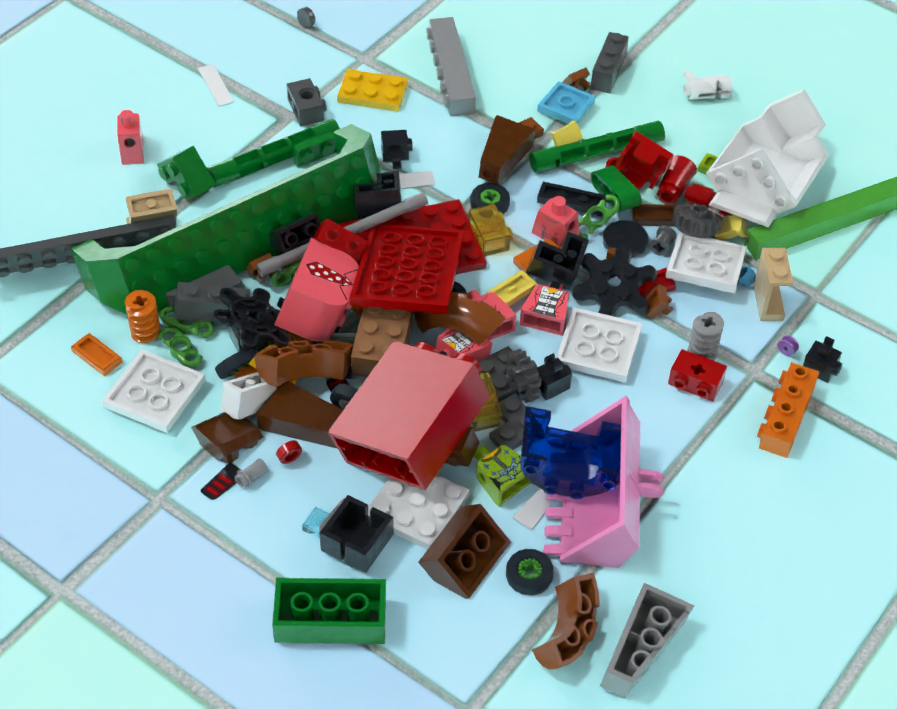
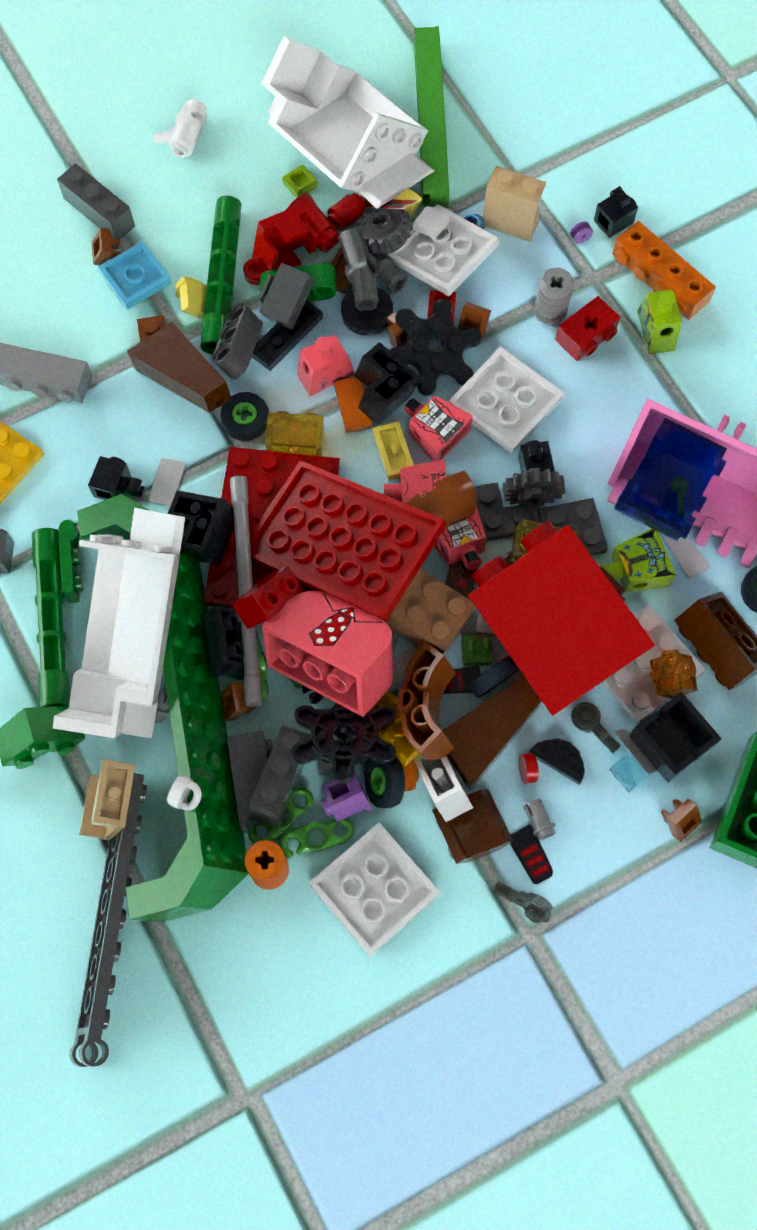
camera: 65 degrees left, 20 degrees up
(96, 354) = (282, 940): orange tile -> none
(161, 225) = (180, 791): none -> white tile
(178, 490) = (535, 906): none -> clear smoke plate
(214, 347) = (345, 799): none -> medium lavender brick
(229, 184) = (126, 629): none -> white panel
(291, 564) = (683, 819): none -> dark orange tile
(310, 475) = (561, 757): none -> black tile
(350, 481) = (587, 718): none -> clear smoke plate
(407, 508) = (673, 674): none -> clear orange brick
(544, 169) = (237, 341): none -> dark grey beam
(581, 470) = (679, 485): none -> hand
(595, 178) = (285, 295): none -> dark grey piece
(601, 207) = (332, 309): bright green piece -> none
(660, 208) = (360, 268): none -> dark grey piece
(723, 244) = (431, 222): none -> white tile
(734, 417) = (658, 313): none -> lime torso

